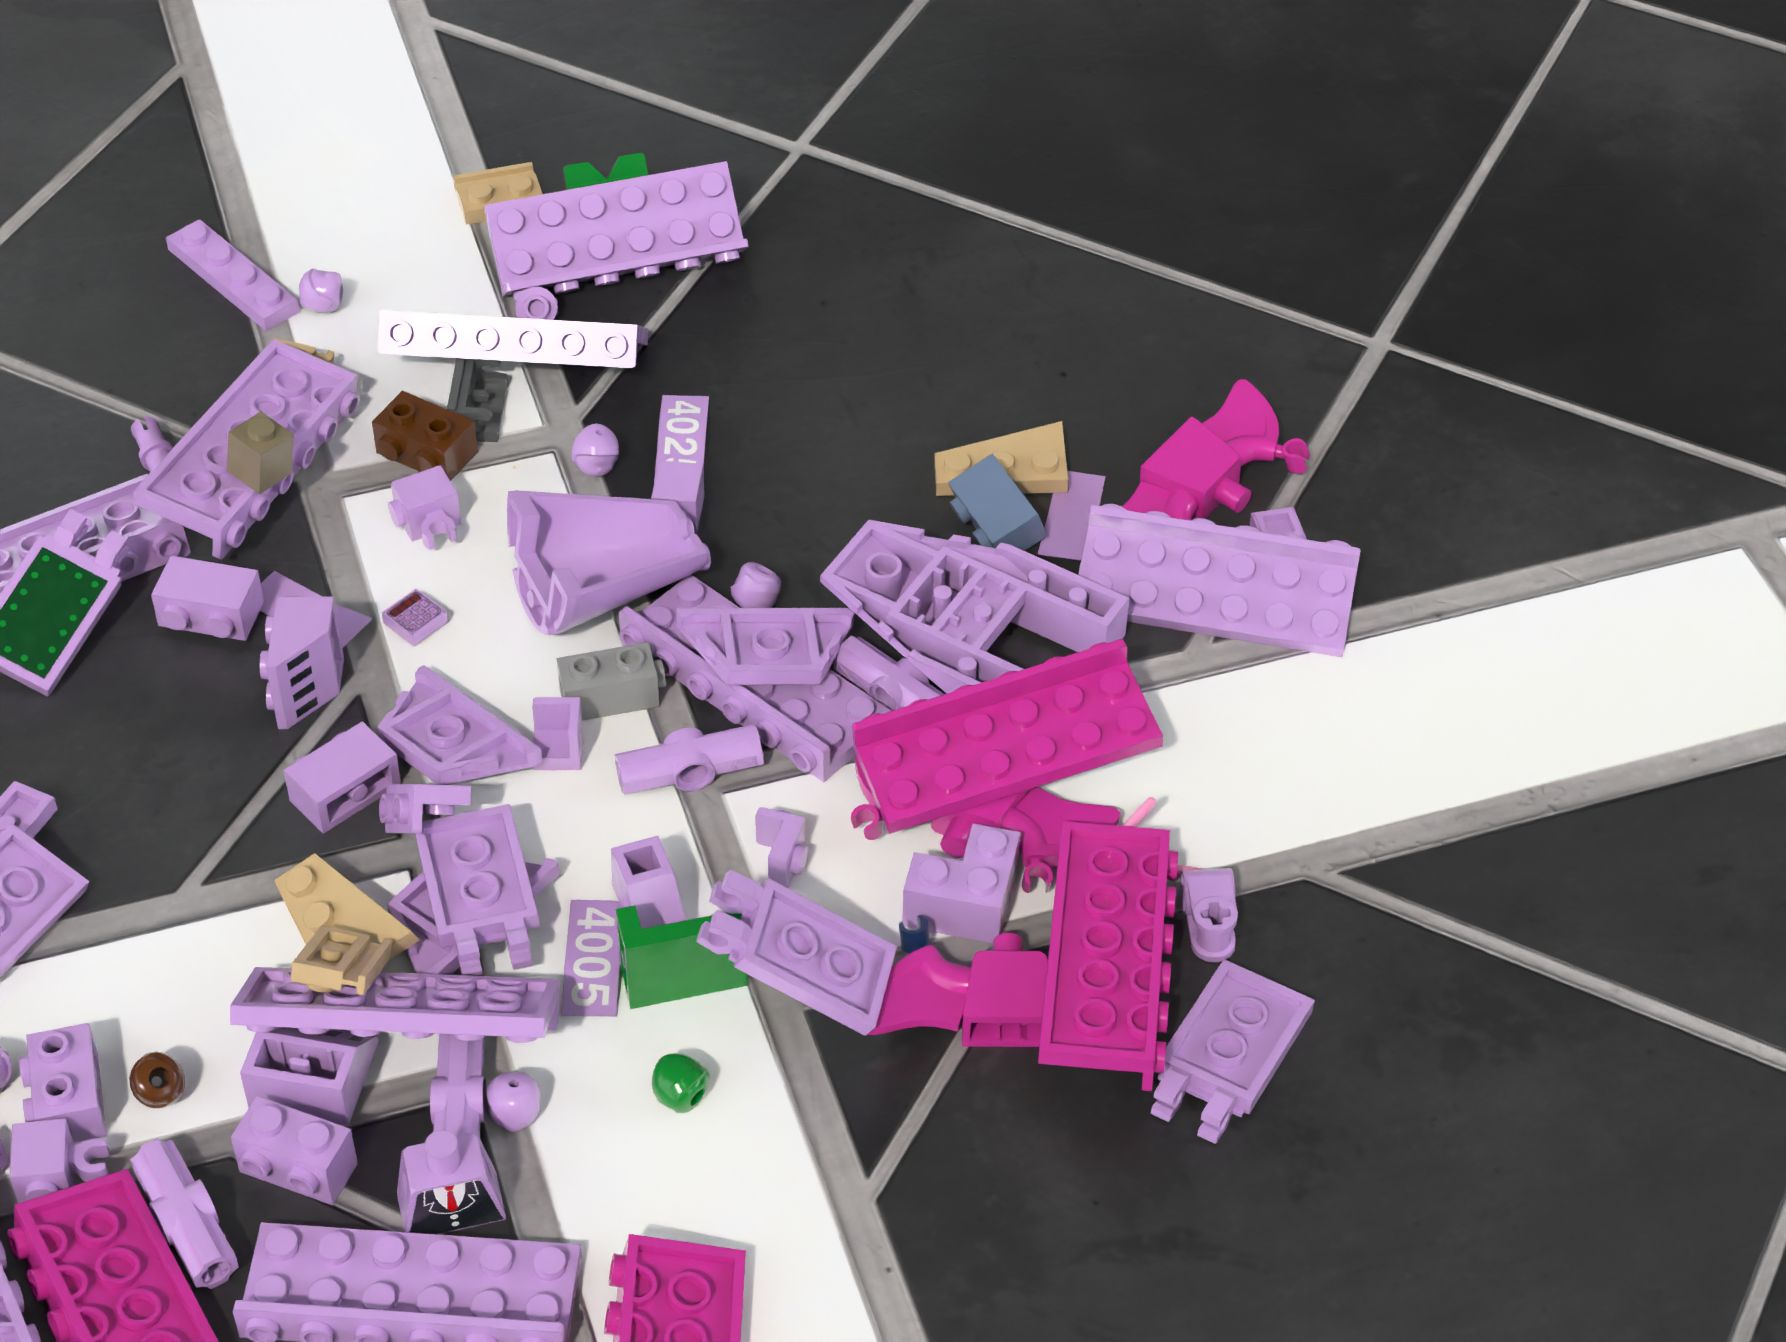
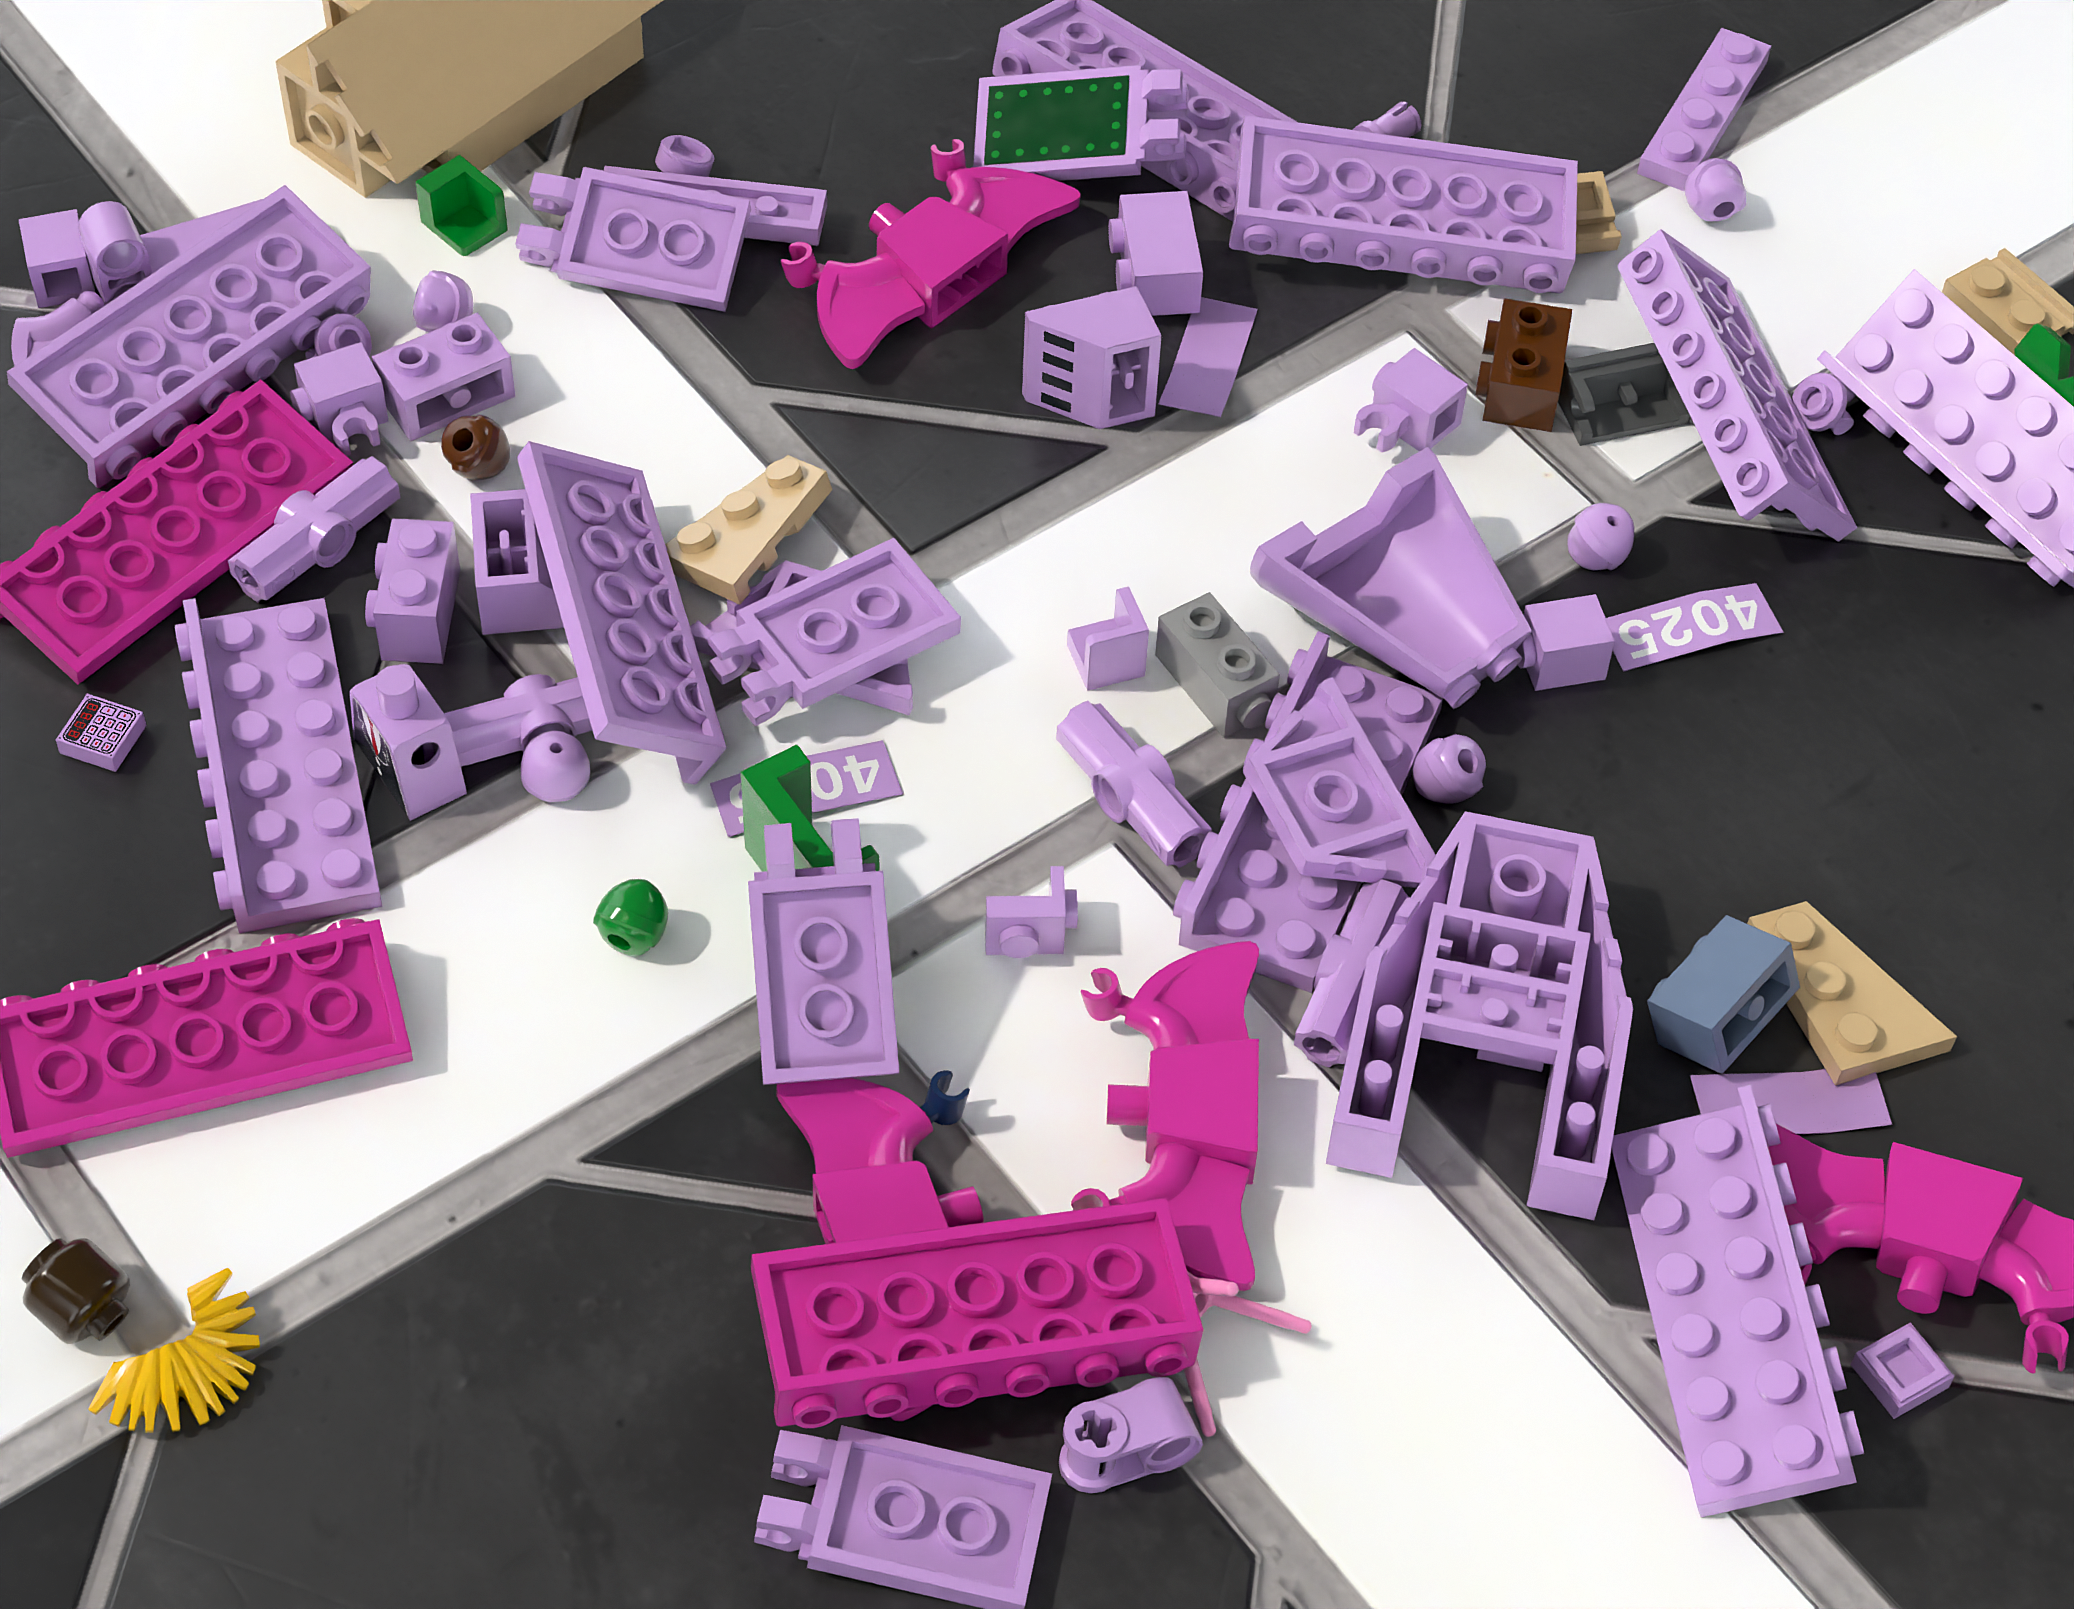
camera: 70 degrees right, 5 degrees up
(121, 734) = (929, 256): none -> dark pink torso
(260, 452) = (1356, 197): dark tan brick -> none
(340, 959) = (649, 527): tan plate -> none
(342, 777) = (956, 463): lavender brick -> none
(406, 803) = (930, 534): lavender bracket -> none
(414, 617) = (1242, 454): lavender tile -> none
(452, 734) = (1063, 538): lavender wing -> none
(647, 880) = (894, 793): lavender slope -> none
(965, 895) = (1046, 1148): lavender brick -> none
(1004, 735) = (1277, 1094): dark pink bracket -> none

